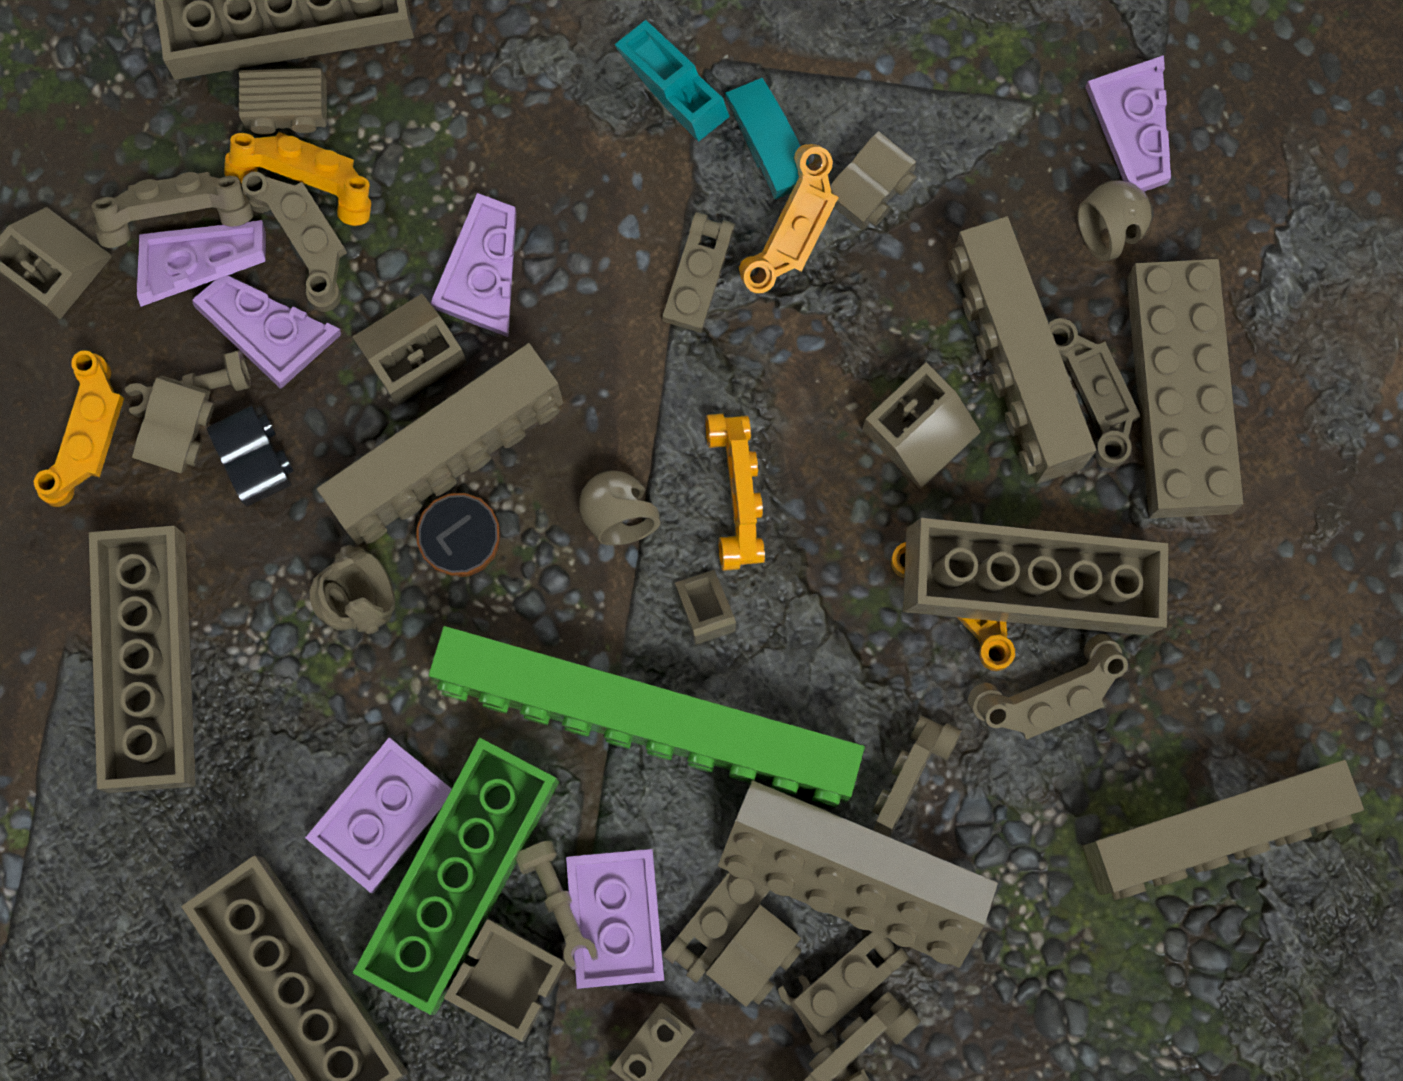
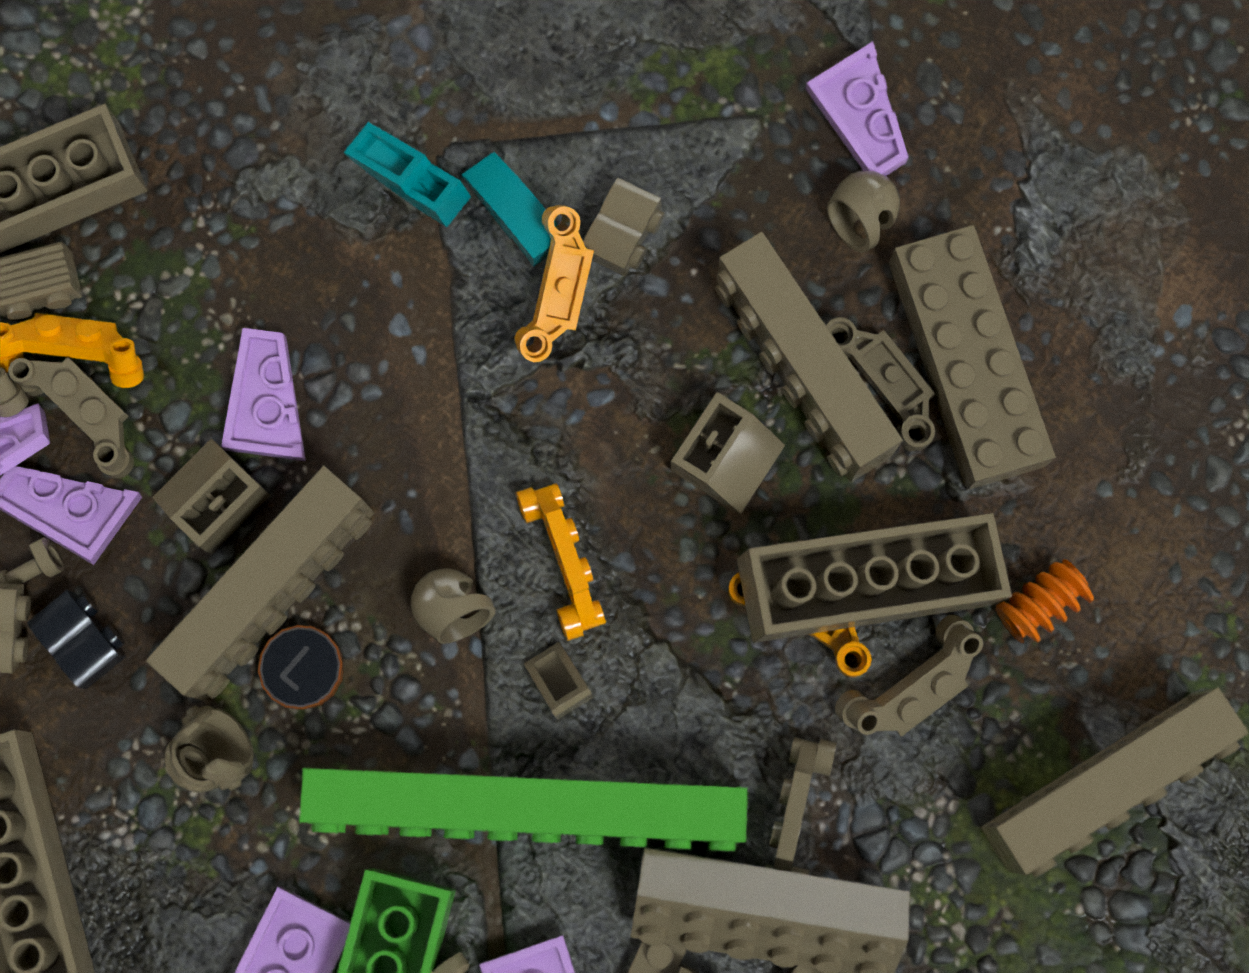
camera: 10 degrees left, 0 degrees up
(698, 274) = (476, 355): dark tan plate -> none
(1198, 641) = (1044, 600): none -> orange piece

